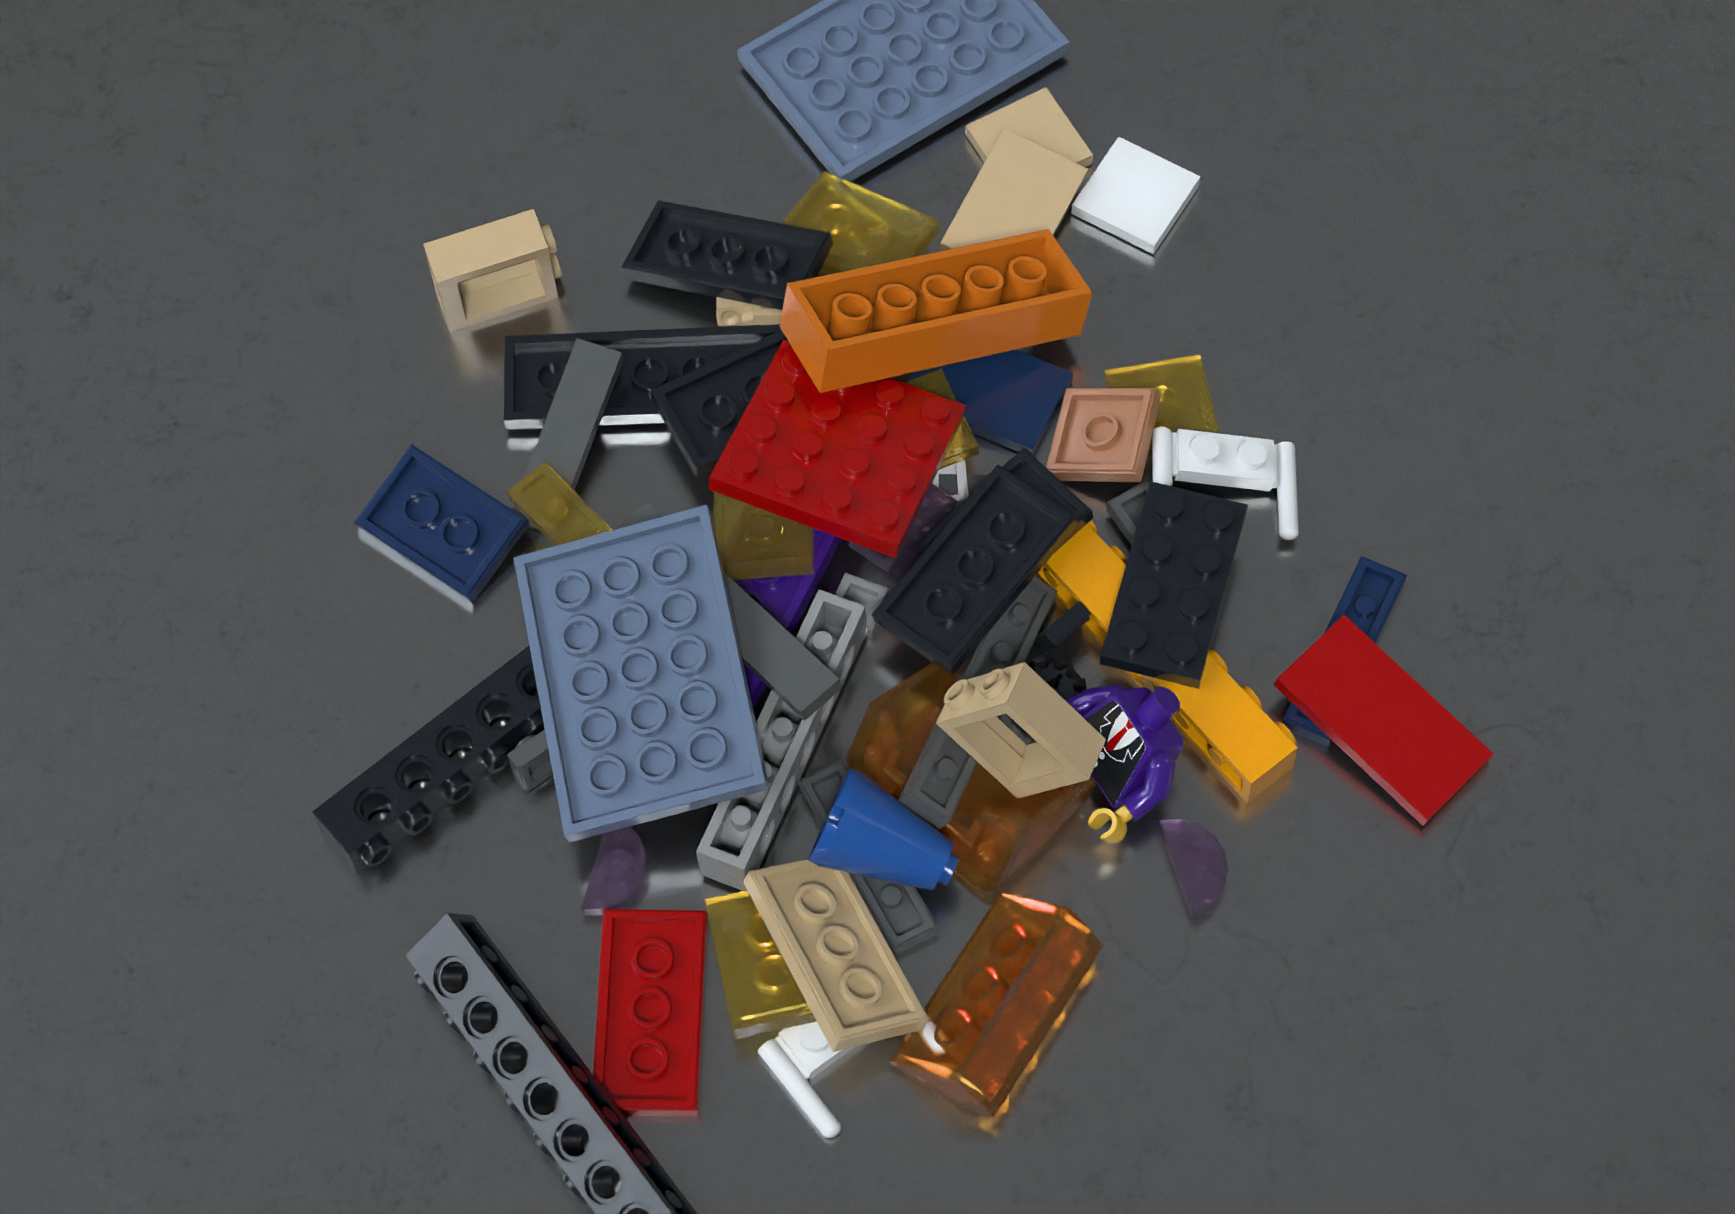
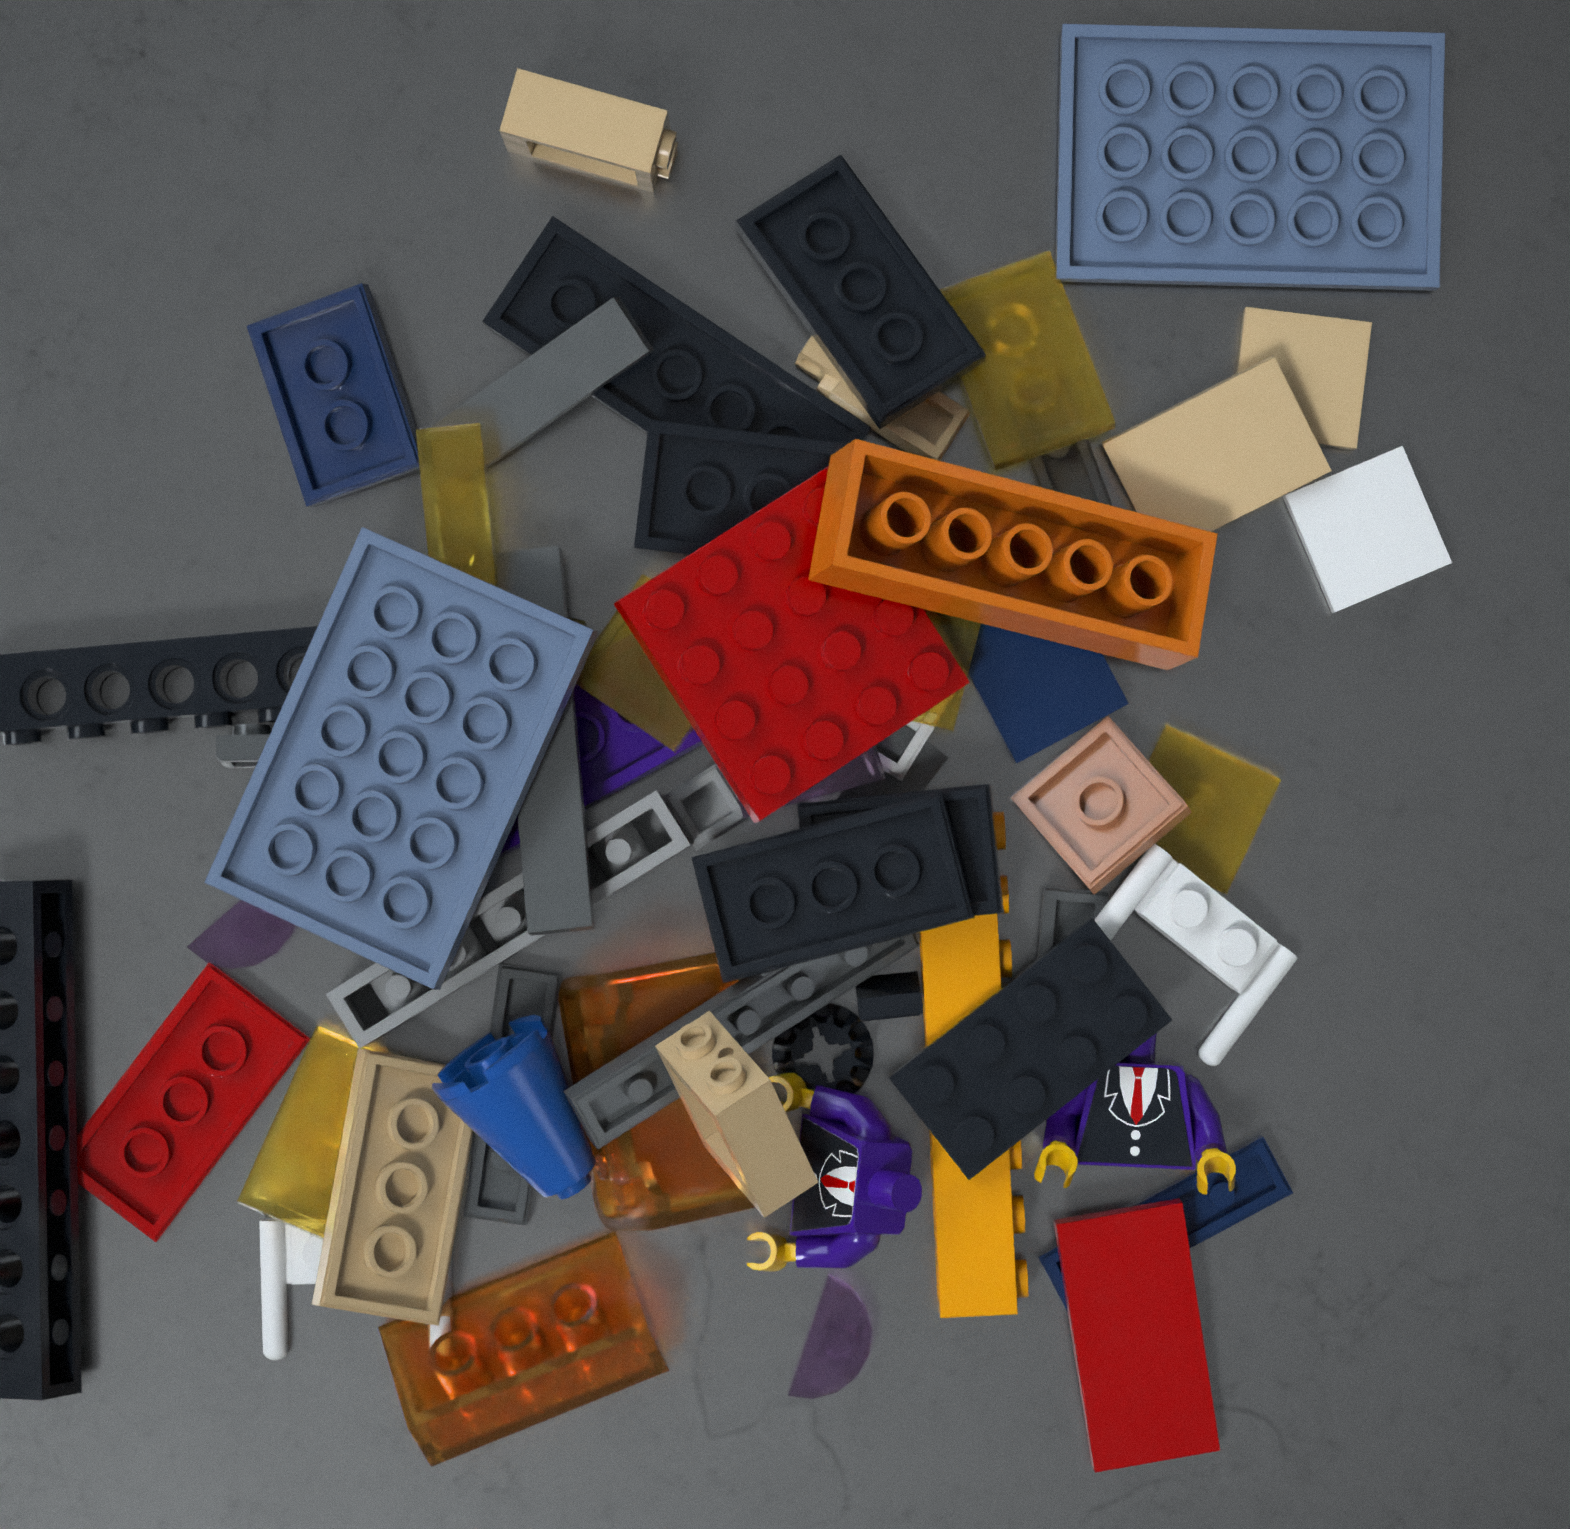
camera: 30 degrees right, 25 degrees up
(1280, 592) = (1139, 1118): none -> torso

